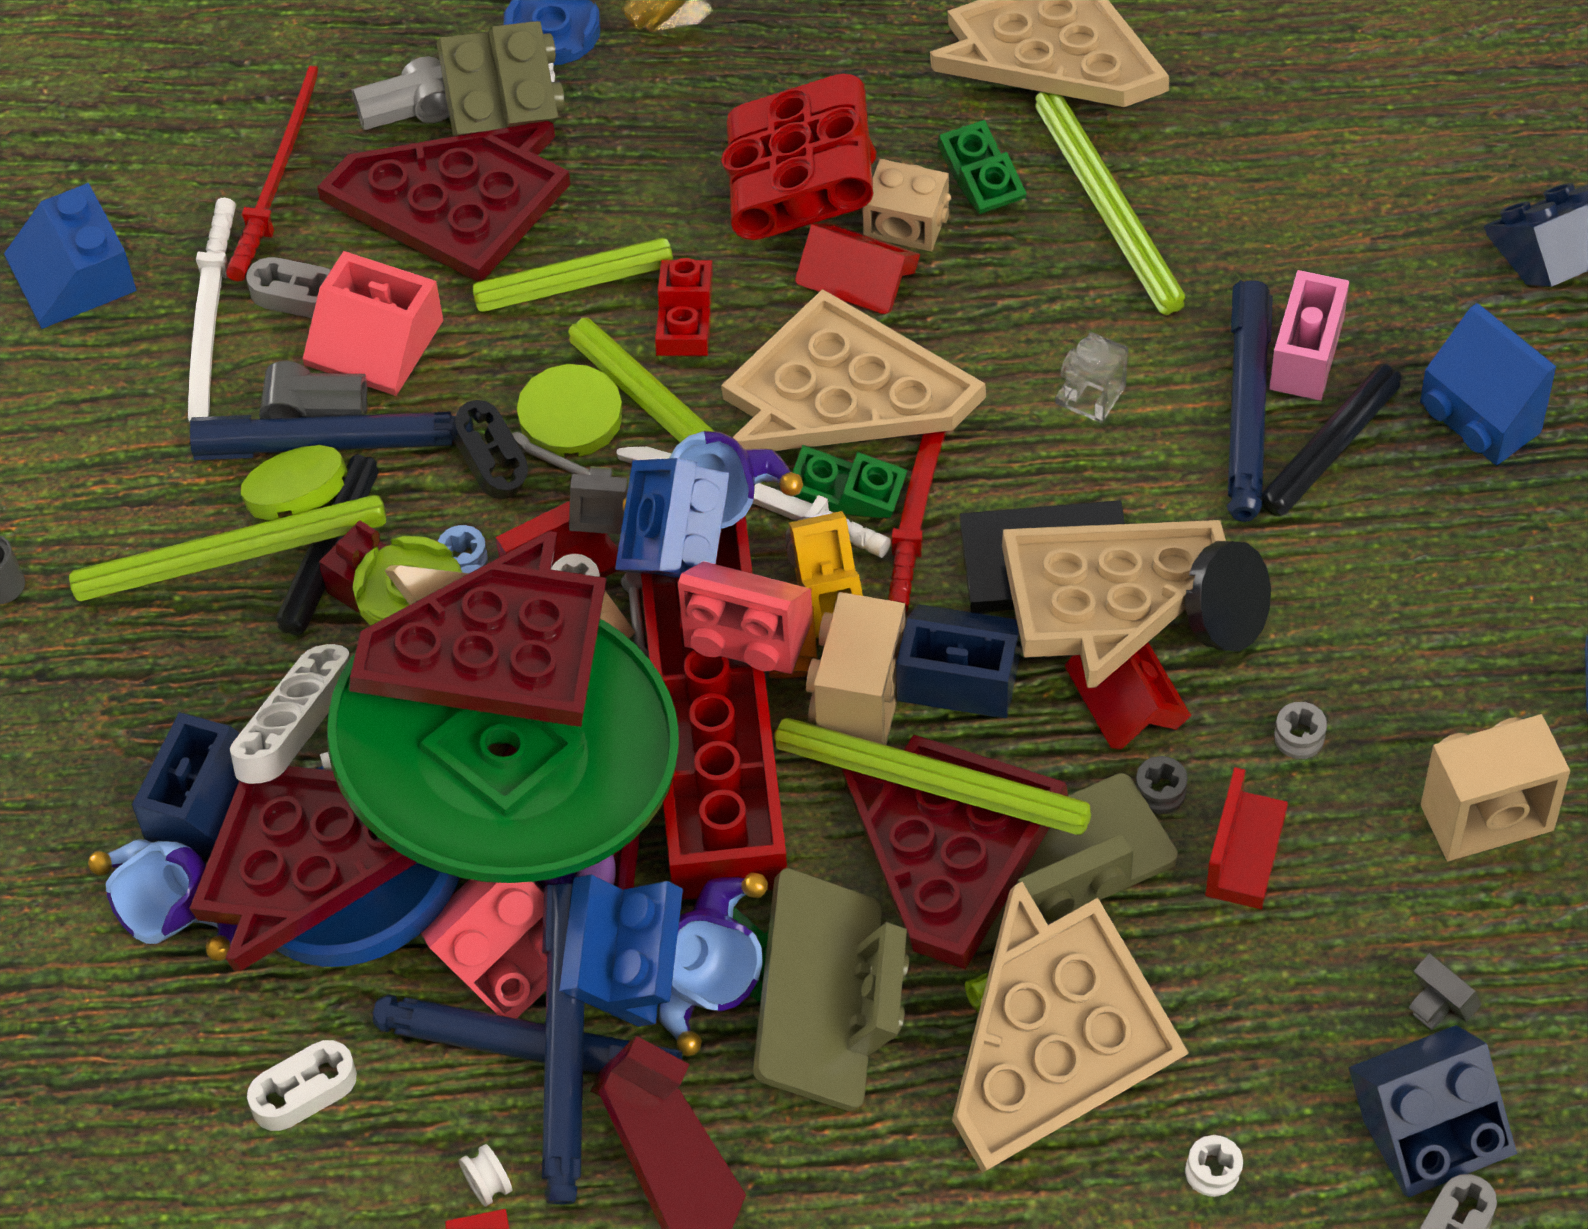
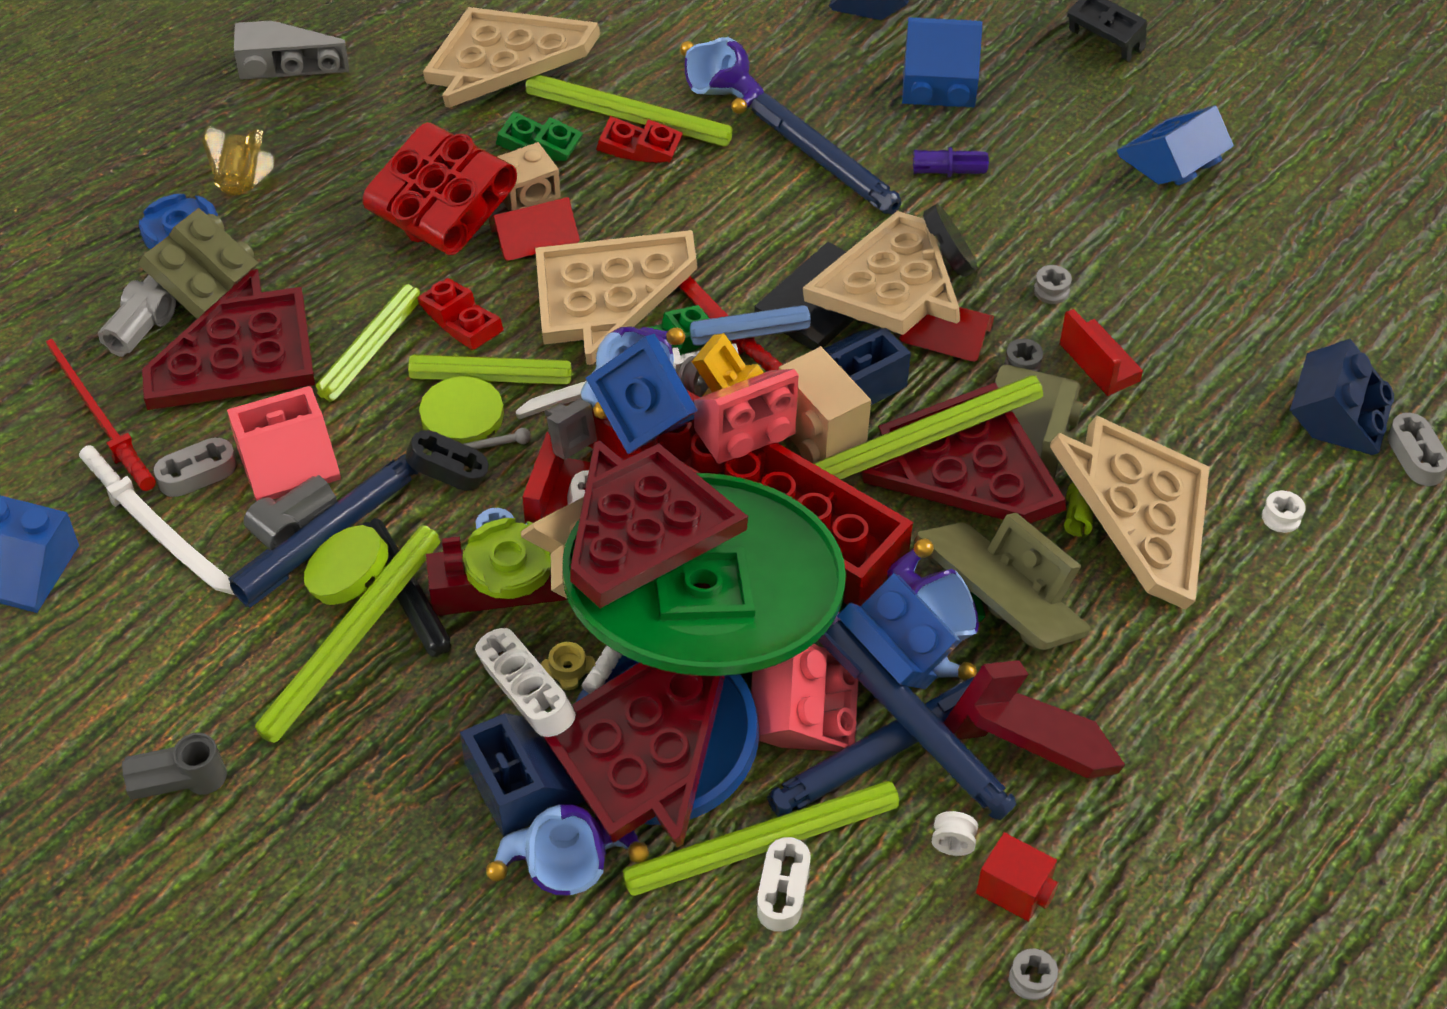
camera: 50 degrees left, 5 degrees down
(323, 1023) = (758, 837): none -> lime axle
(914, 530) = (751, 324): none -> medium blue axle
(1074, 244) = (652, 144): none -> red slope
(1093, 377) = (739, 192): clear brick -> none
(1248, 220) = (721, 69): none -> piece
(1309, 335) = (825, 98): bright pink brick -> none
(1331, 440) = (889, 144): black axle -> none
(1368, 507) = (950, 162): none -> dark purple axle
(1442, 993) = (1278, 346): flat silver tile -> none
(1494, 786) = (1185, 233): tan brick -> none

